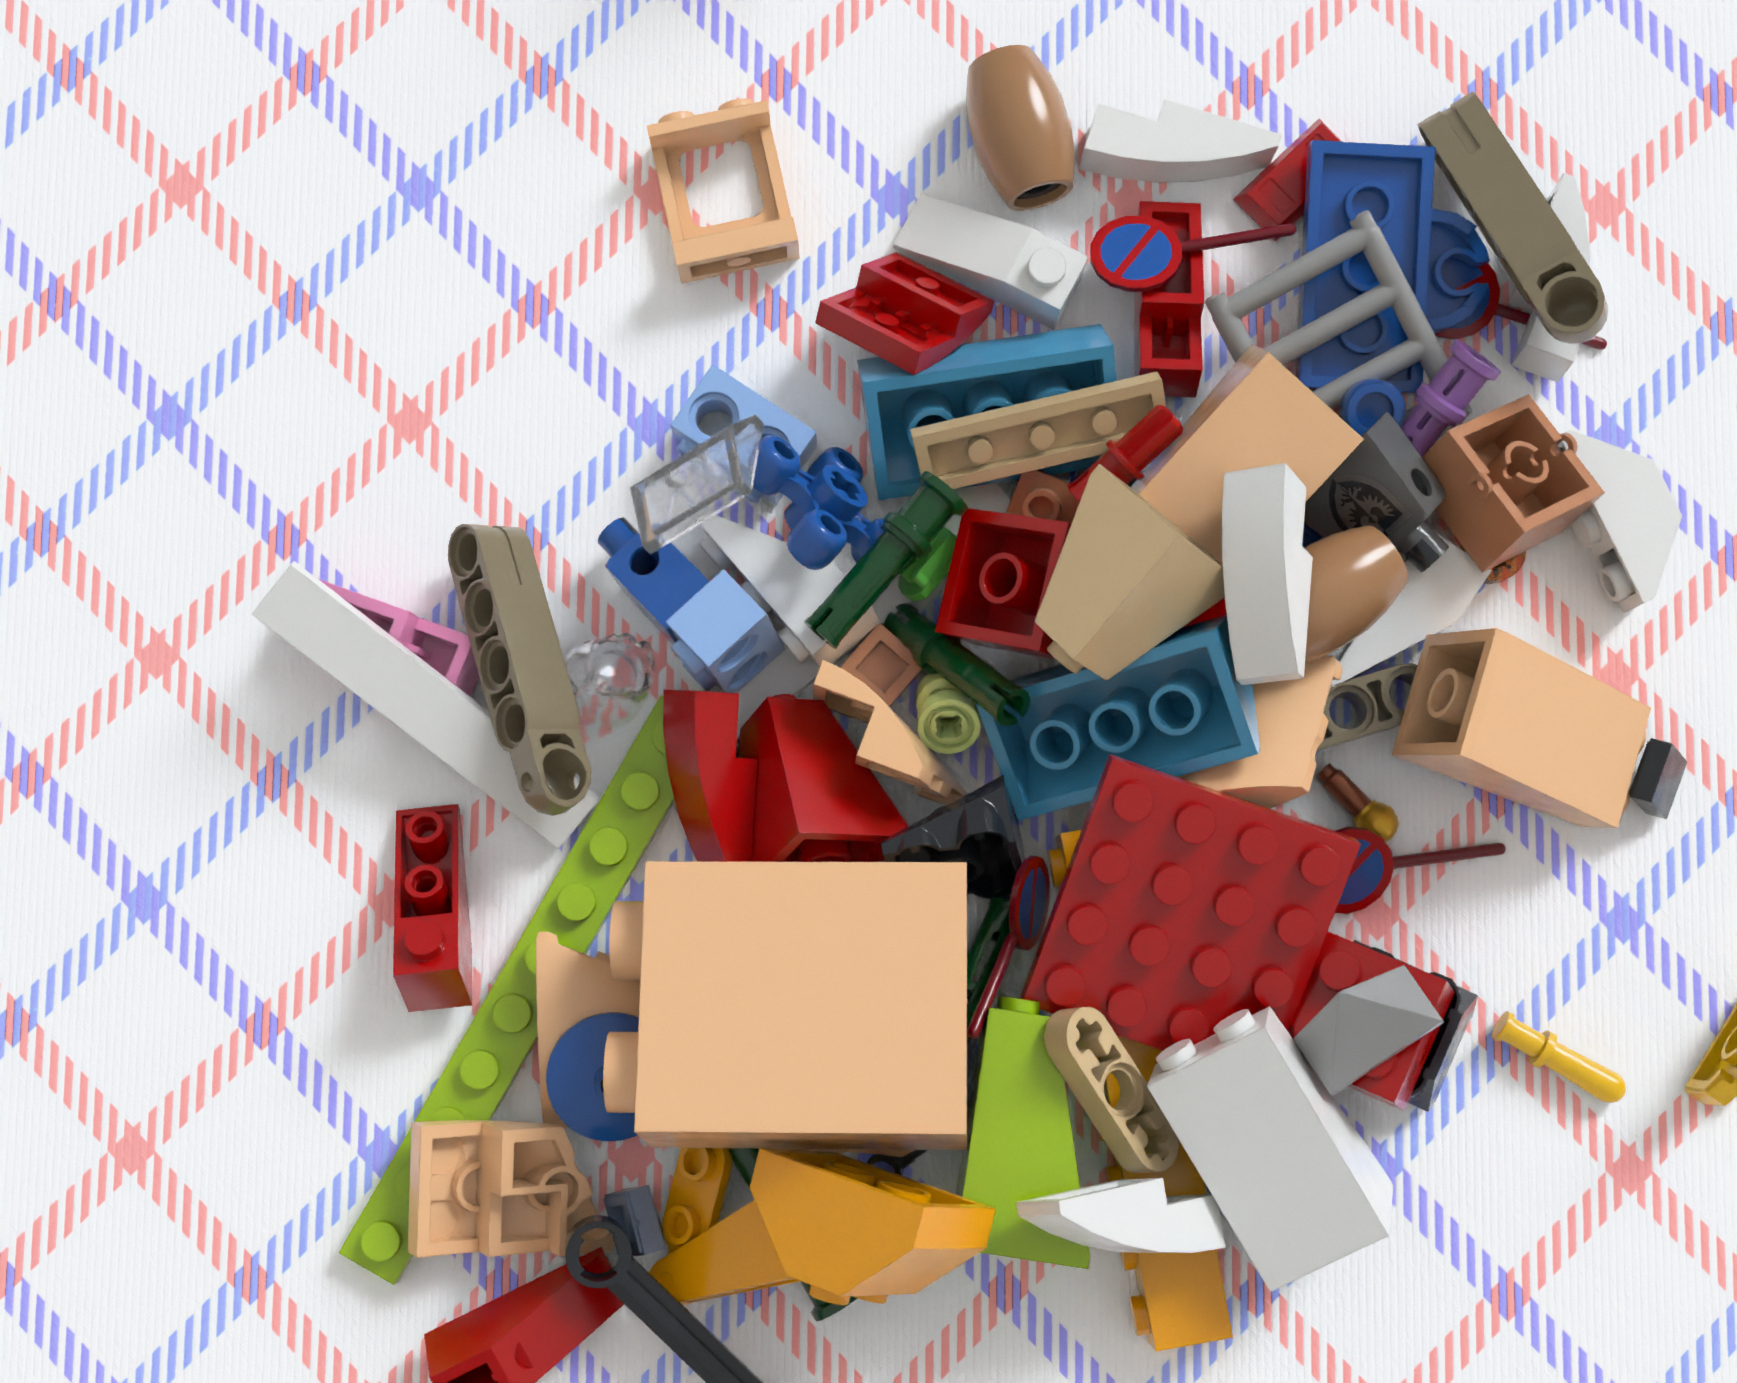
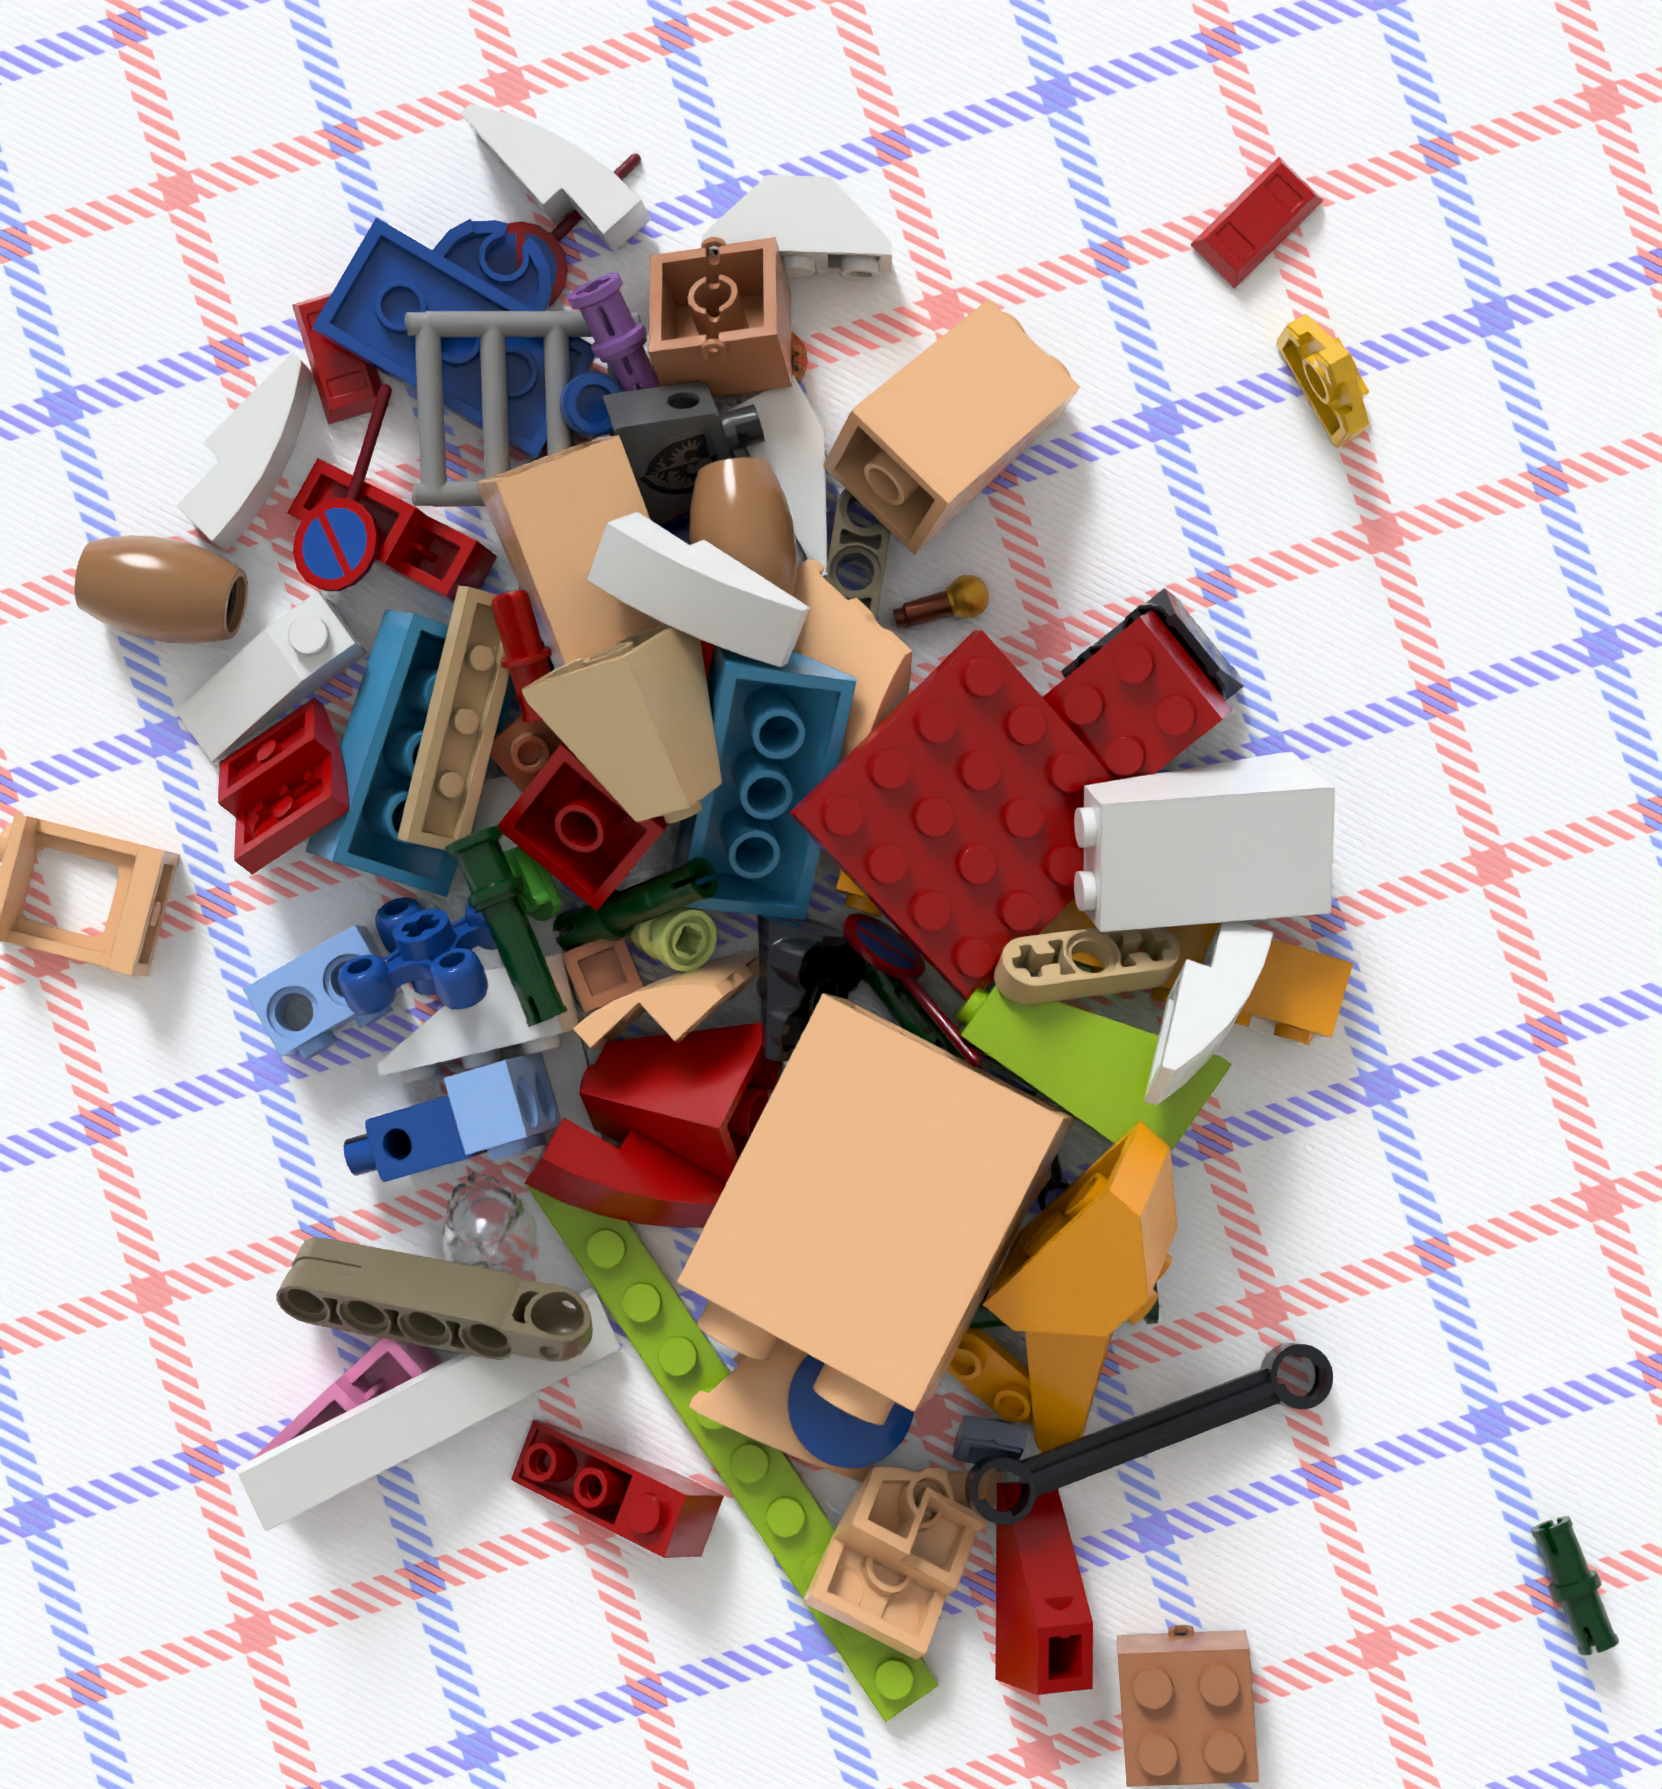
camera: 60 degrees left, 5 degrees up
(697, 484) = (352, 1062): clear slope -> none
(1366, 1027) = (1145, 709): light grey slope -> none
(1375, 866) = (1003, 618): piece -> none
(1516, 220) = (483, 181): dark tan piece -> none
(1545, 1050) = (1267, 536): yellow piece -> none
(1658, 778) = (1054, 324): black tile -> none

